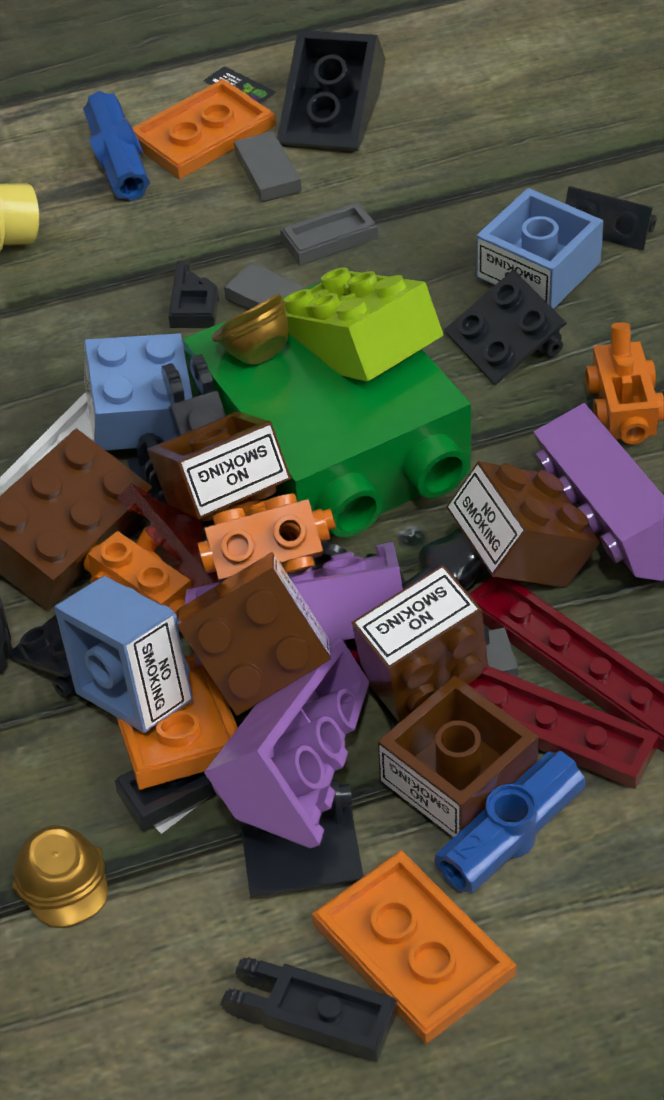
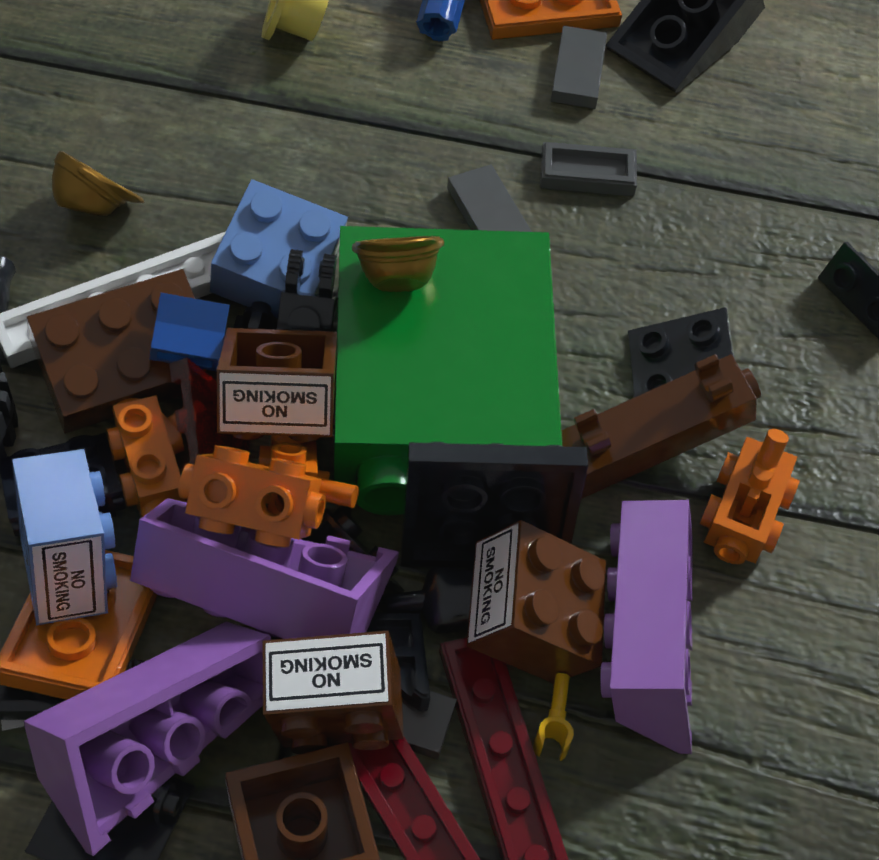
camera: 20 degrees right, 10 degrees up
(116, 461) = (189, 330): none -> blue piece
(192, 300) = (413, 175): black tile -> none
(254, 633) = (181, 590): reddish brown brick -> none
(363, 321) = (509, 301): lime slope -> none
(426, 460) = (477, 489): none -> black plate
(525, 366) = (664, 421): none -> reddish brown brick
(543, 242) = (773, 294): medium blue brick -> none
(592, 608) = (555, 724): none -> yellow hand

